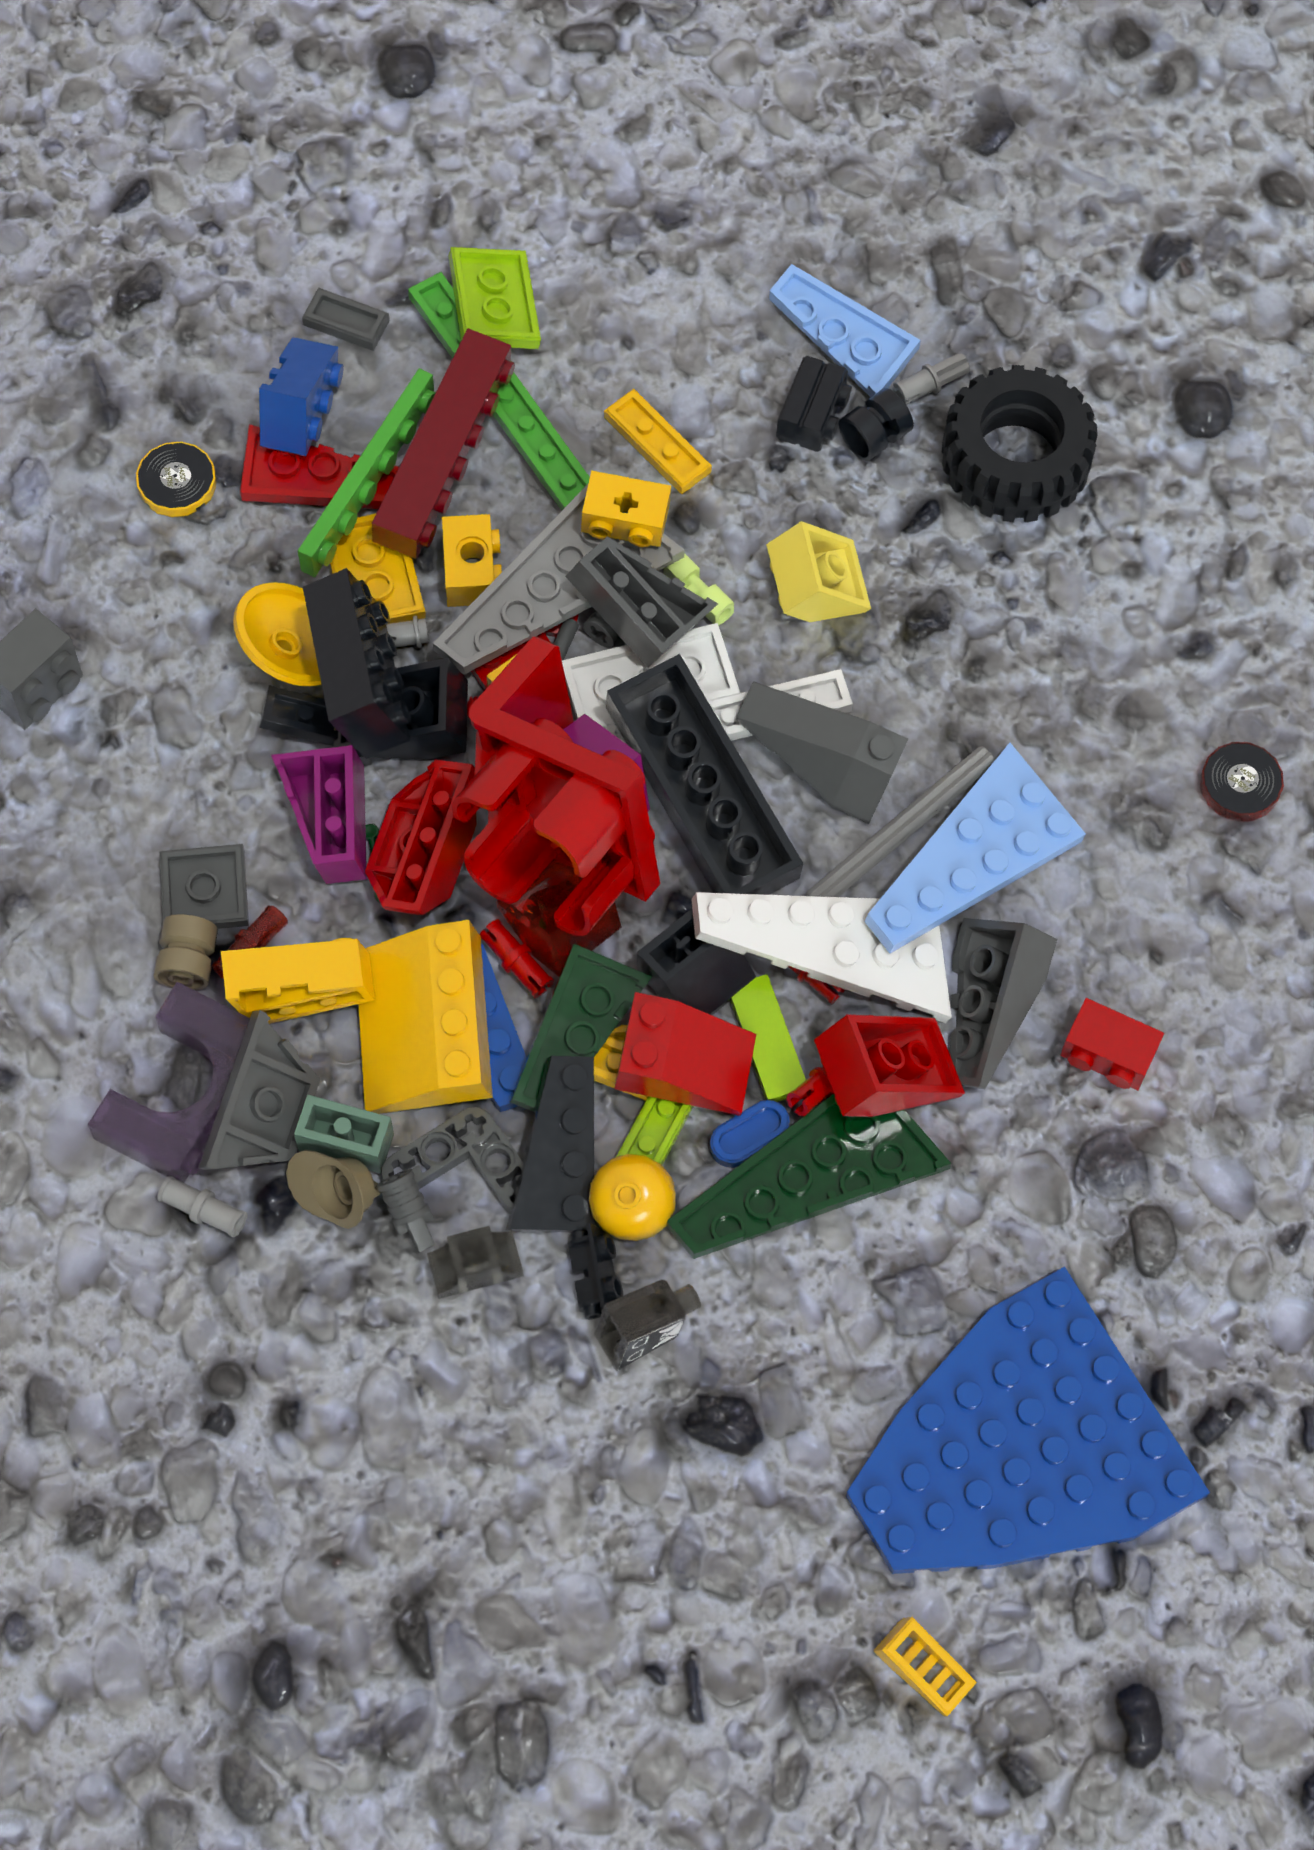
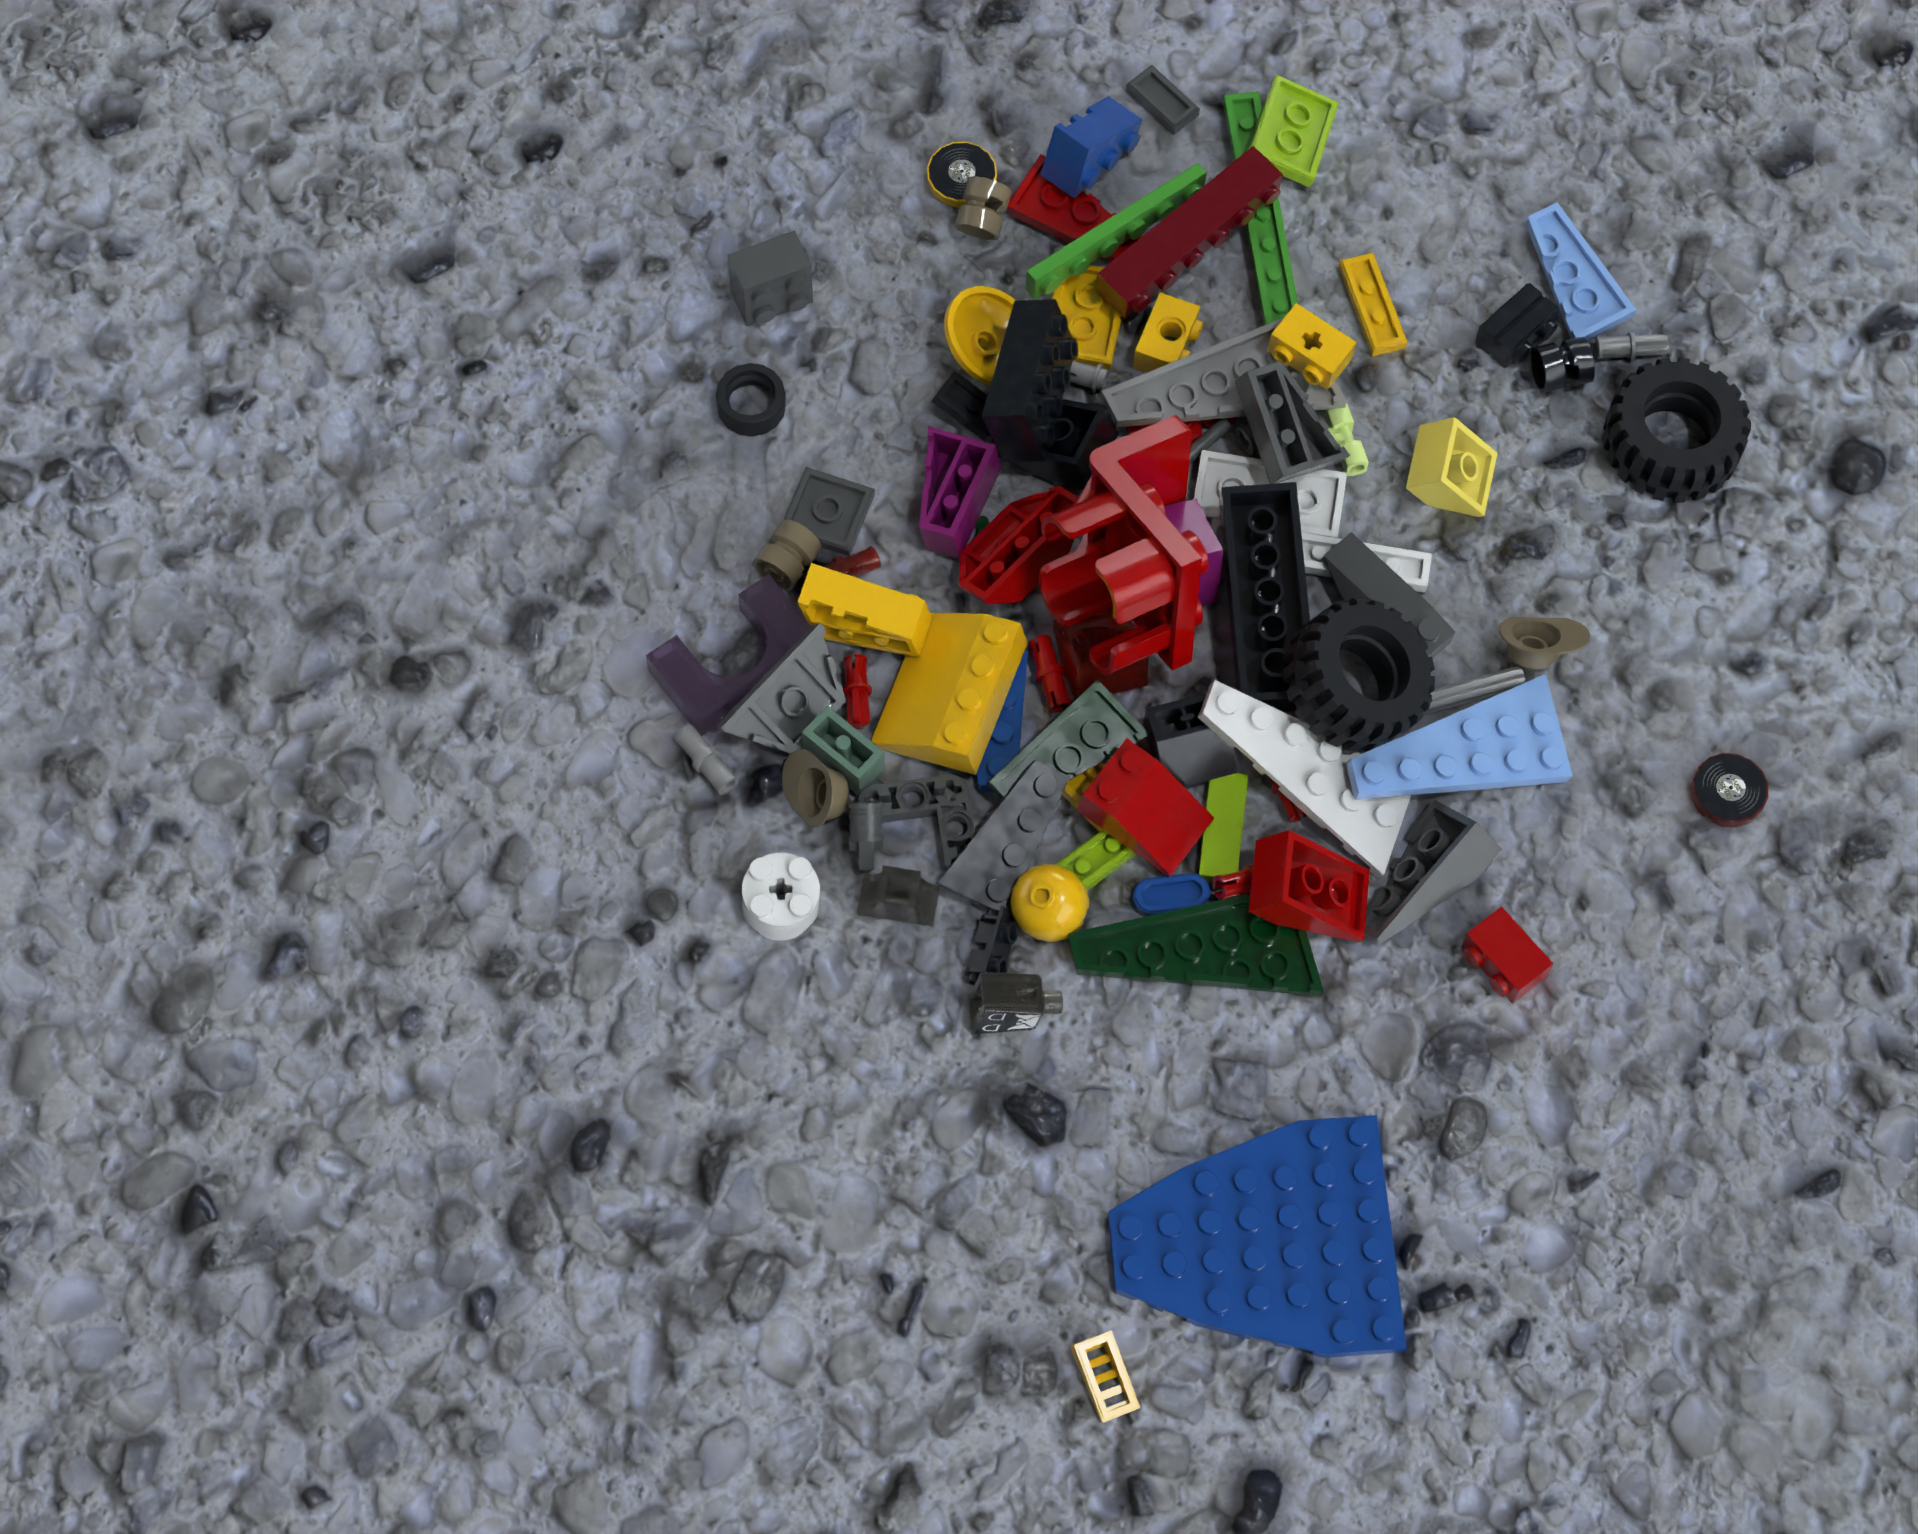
camera: 25 degrees right, 0 degrees up
(61, 777) = (751, 375): none -> black tyre
(217, 503) = (983, 206): none -> dark tan wheel
(326, 1064) = (857, 691): none -> red axle
(357, 1292) = (780, 875): none -> white brick
(808, 852) = (1390, 651): none -> black tyre
(989, 711) = (1540, 641): none -> dark tan piece

